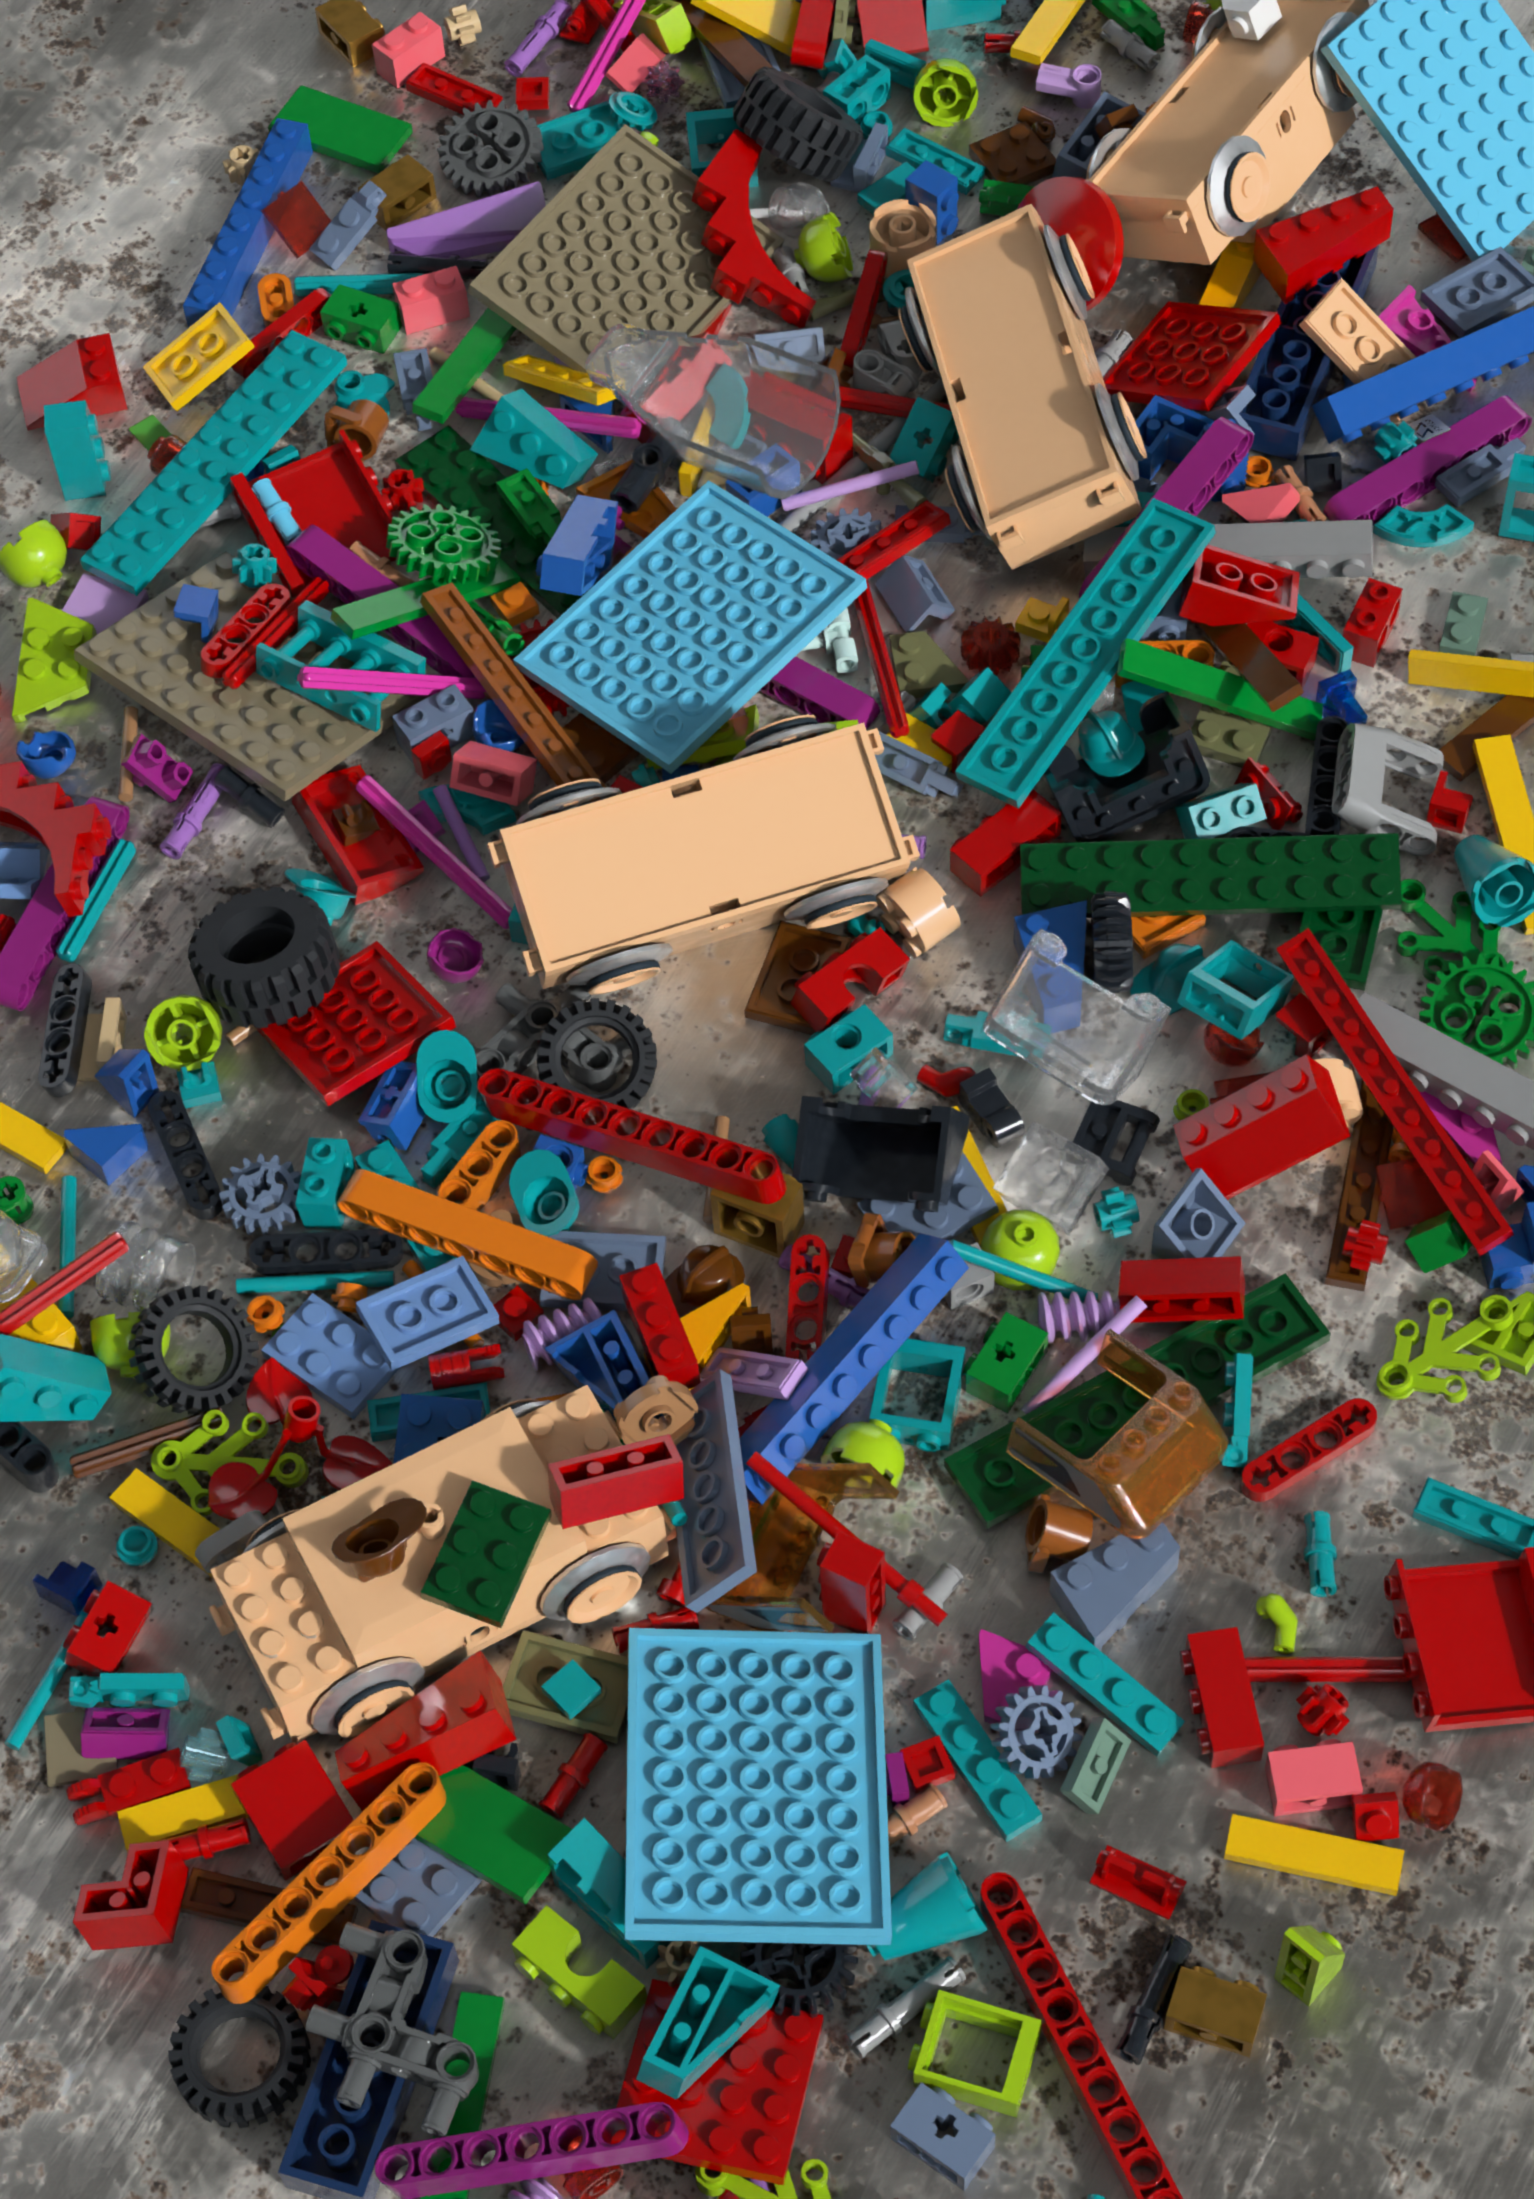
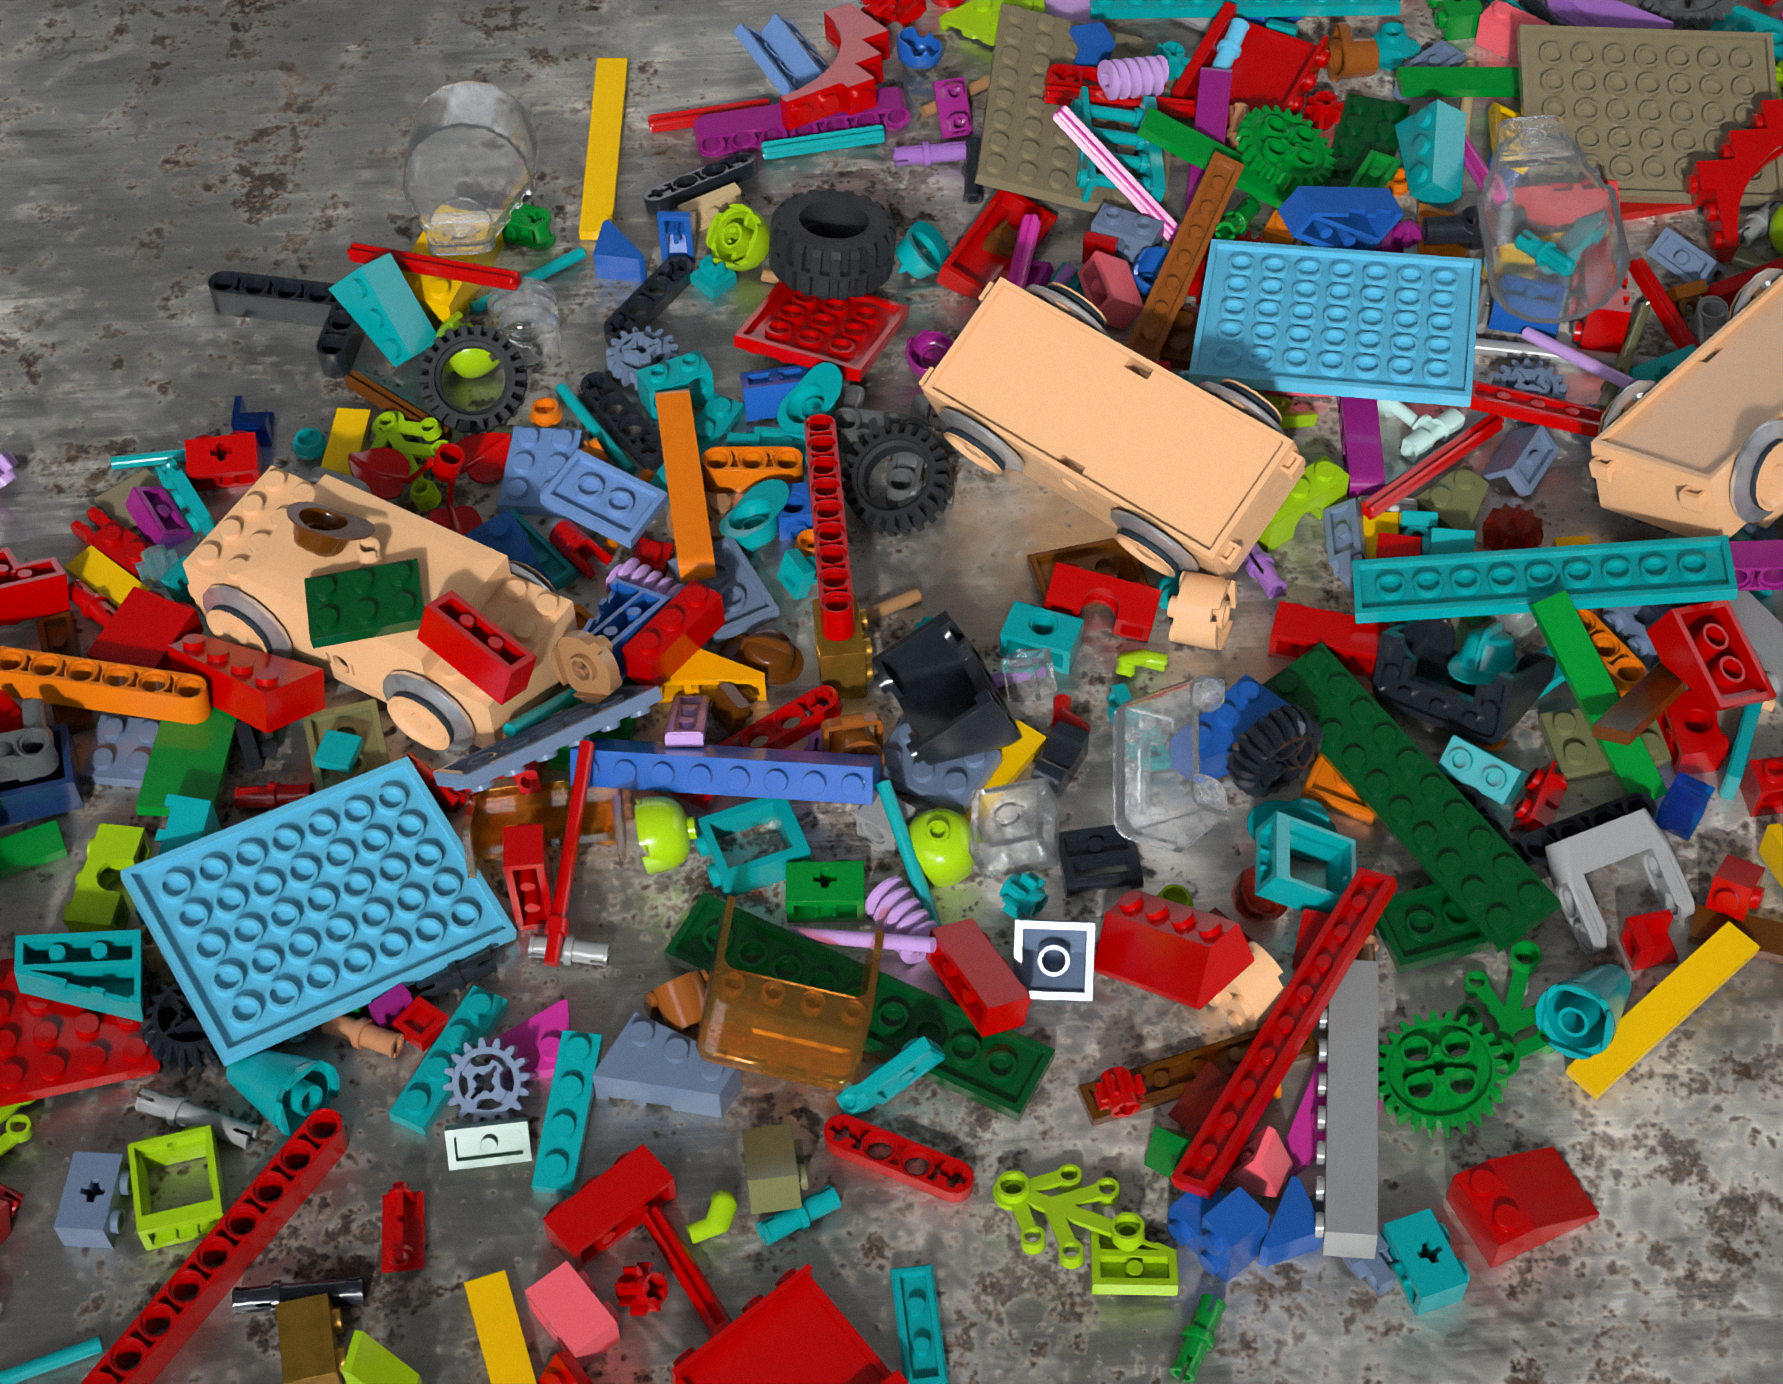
camera: 55 degrees right, 5 degrees down
(275, 600) = (1133, 76): none -> lavender piece
(633, 1200) = (797, 573): none -> teal tile
(742, 432) = (1545, 253): none -> teal axle
(895, 1706) = (457, 976): none -> black pin
(921, 989) = (1143, 658): none -> lime arm
(1272, 1546) = (774, 1168): none -> olive brick
(1445, 716) = (1736, 888): none -> red brick

